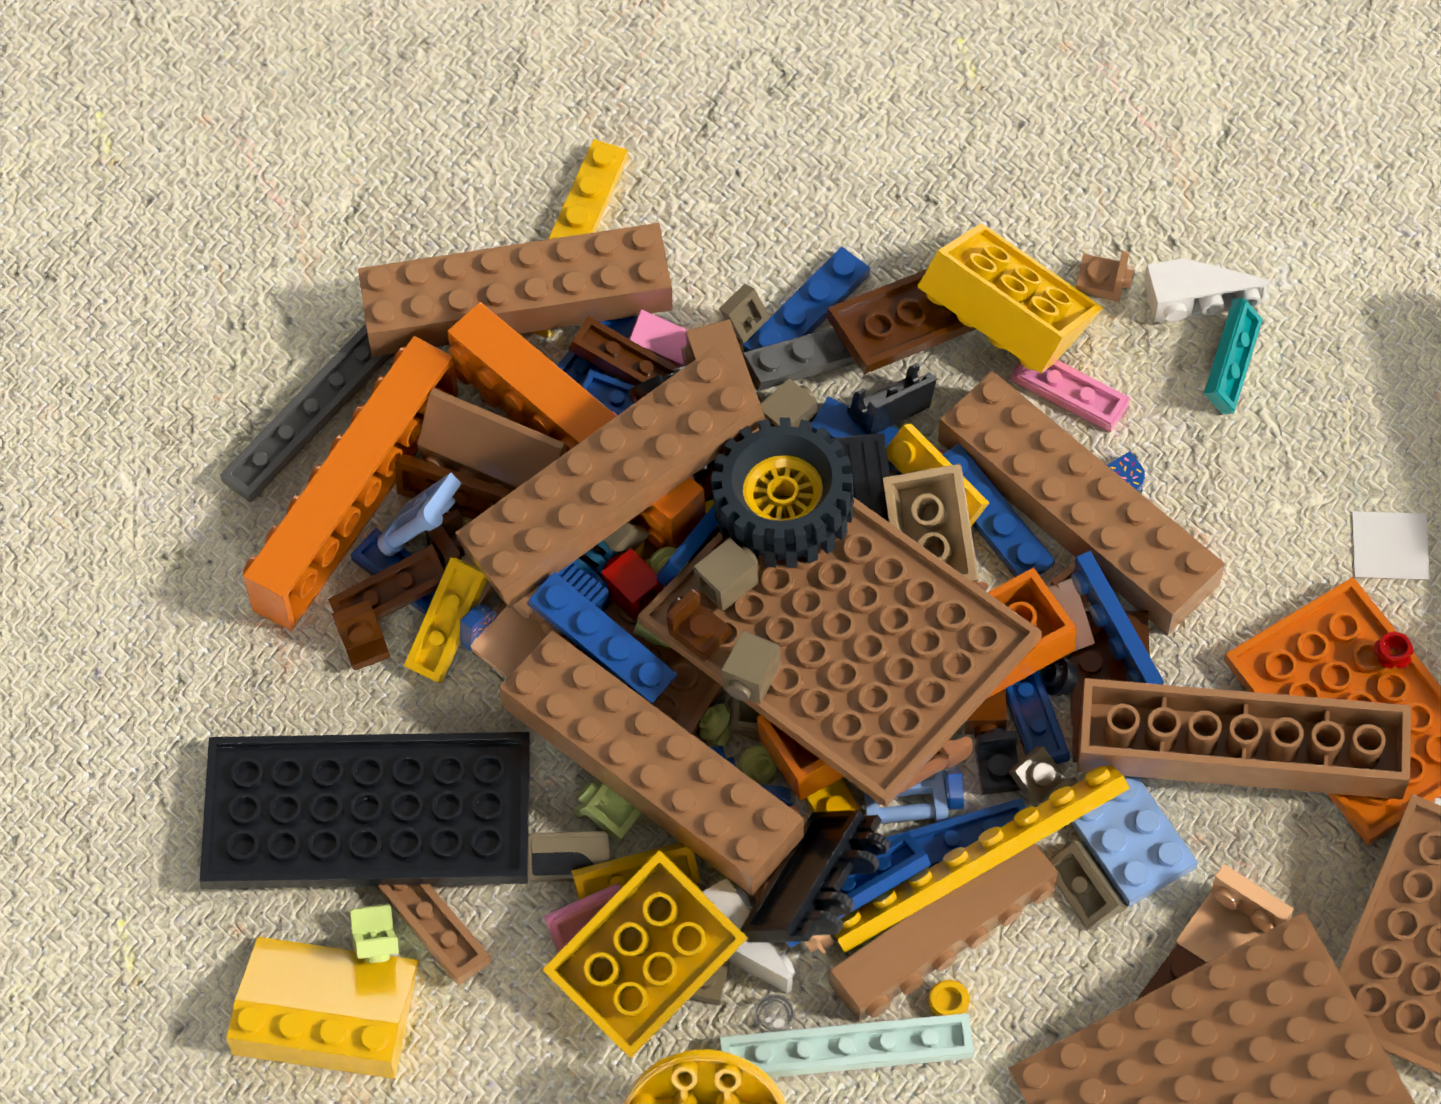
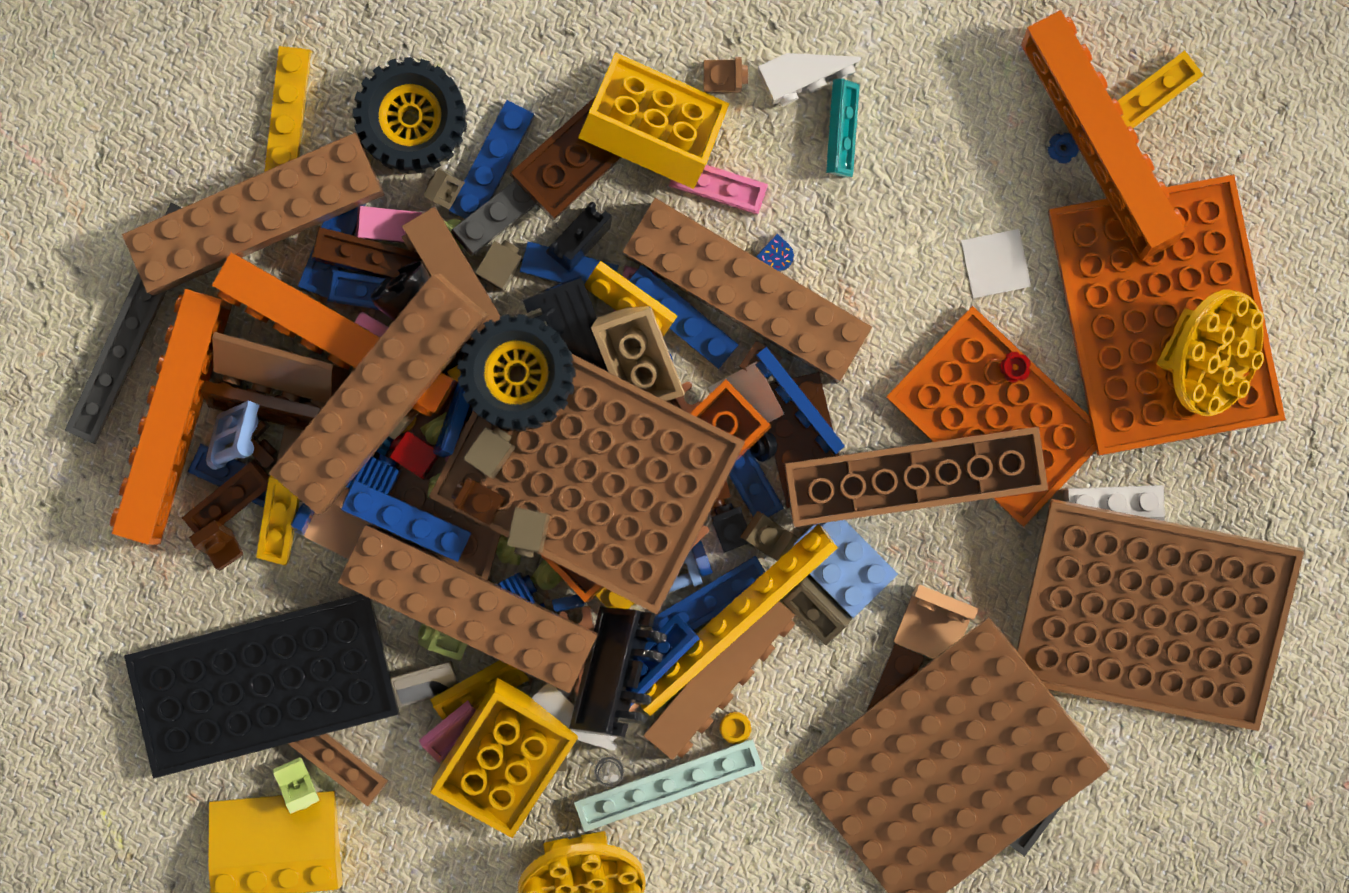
camera: 10 degrees left, 25 degrees up
(726, 207) = (395, 83): none -> black wheel

